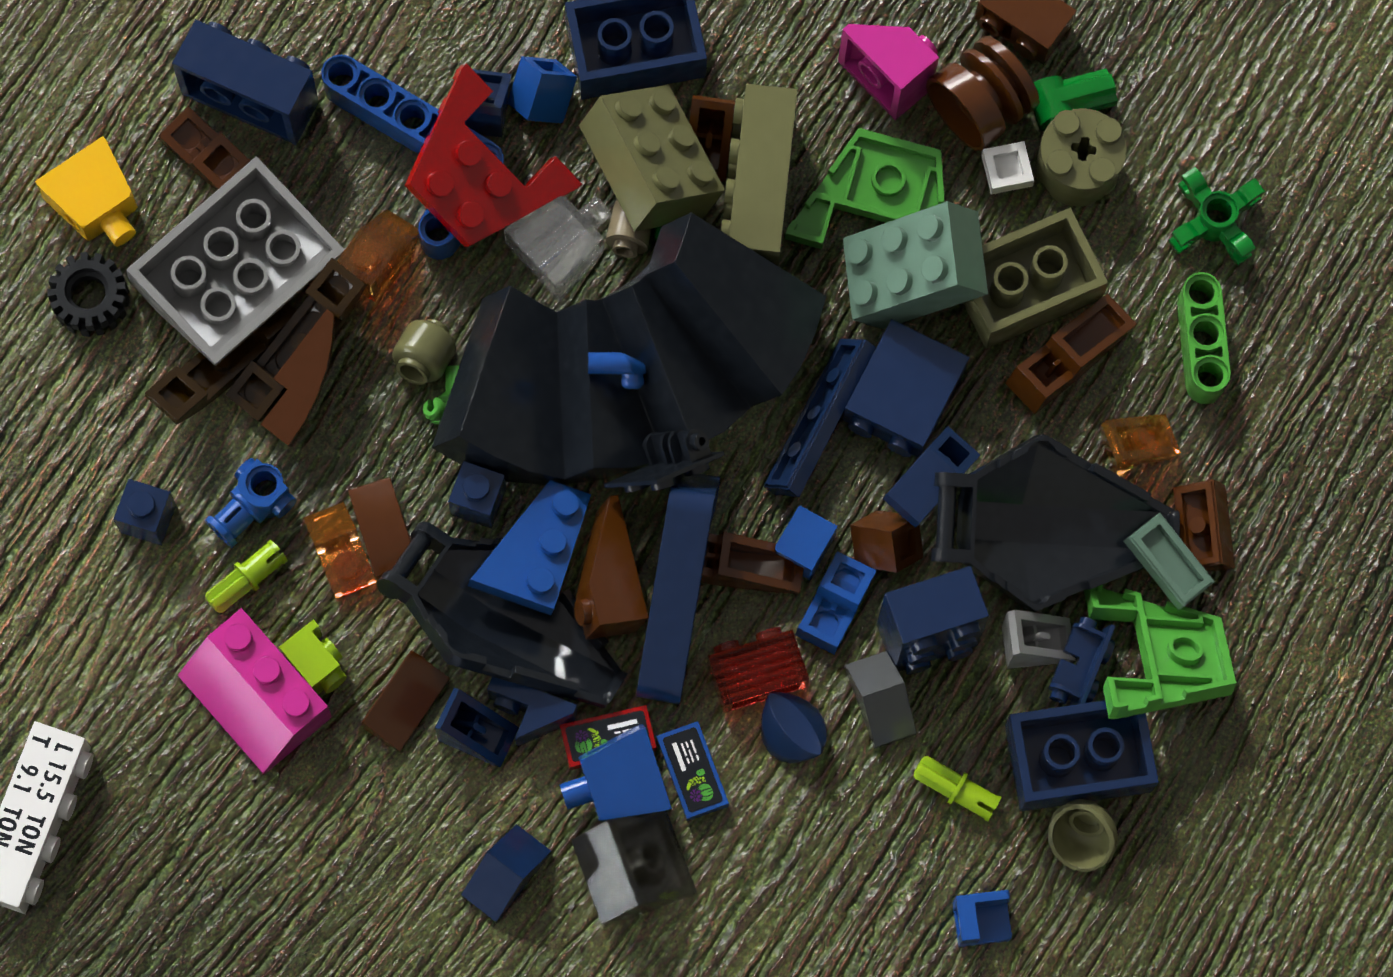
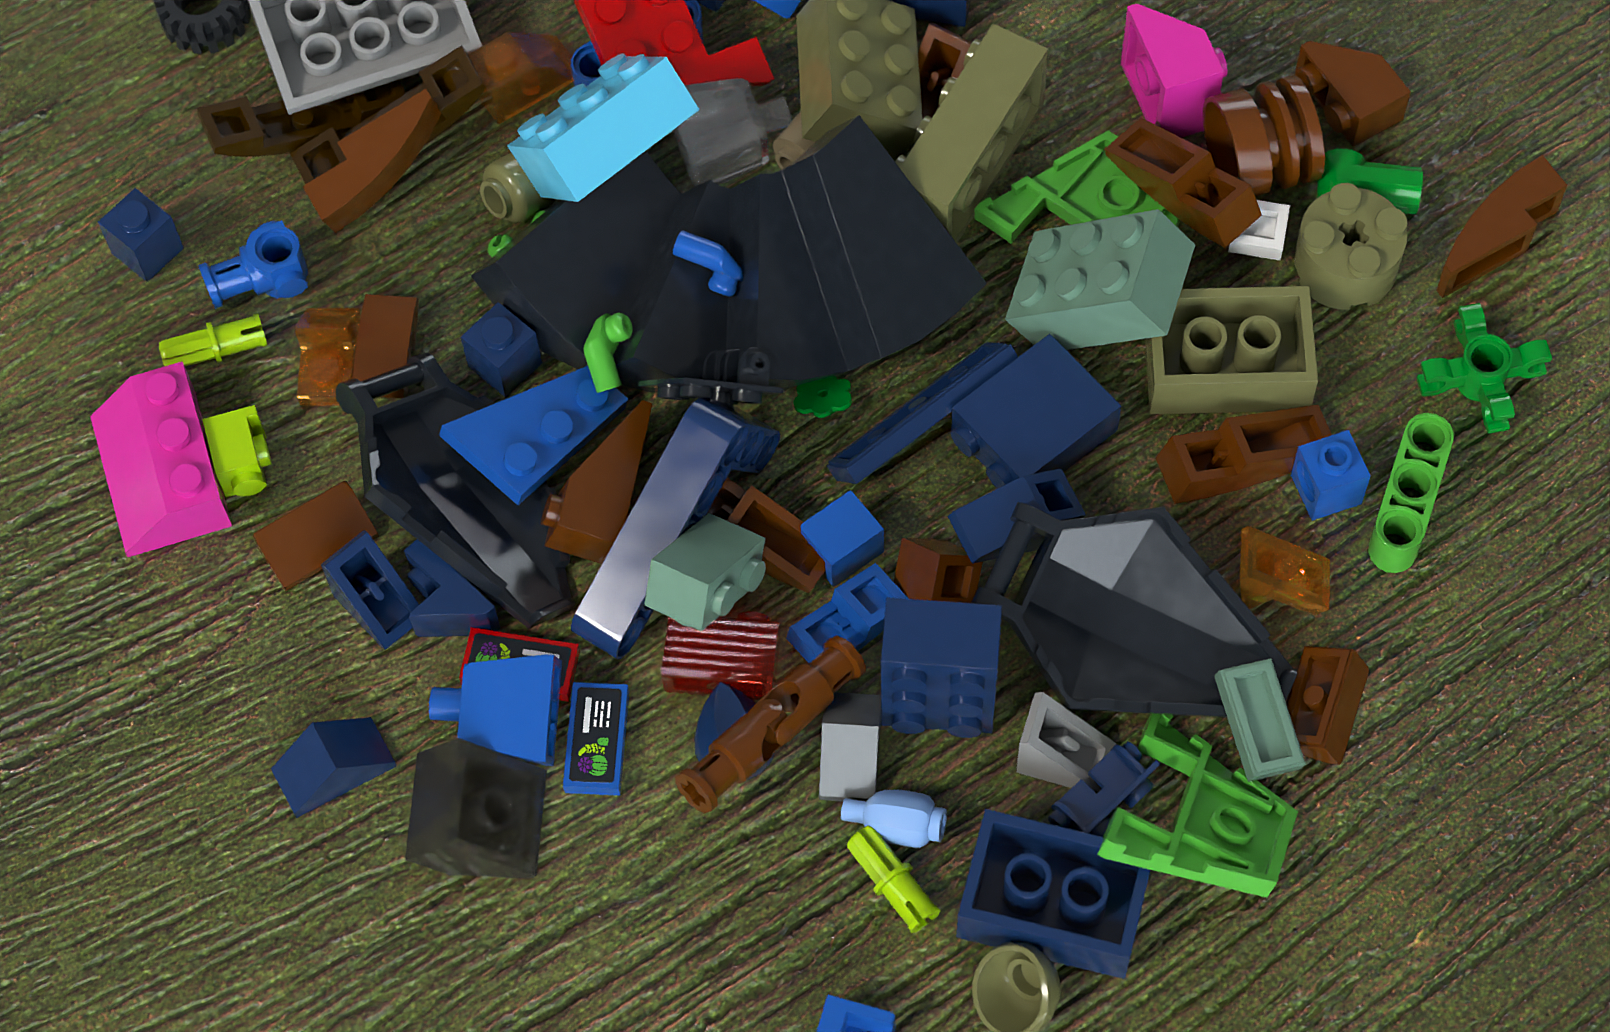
camera: 30 degrees right, 10 degrees down
(484, 289) = (602, 126): none -> medium azure brick
(560, 467) = (601, 346): none -> bright green arm
(726, 616) = (705, 572): none -> sand green brick
(740, 435) = (823, 397): none -> green plant
(817, 732) = (767, 727): none -> reddish brown piece
(938, 153) = (1185, 181): none -> reddish brown slope
(941, 740) = (899, 817): none -> light blue plant
(1141, 348) = (1330, 475): none -> blue brick
(1184, 92) = (1503, 224): none -> reddish brown slope

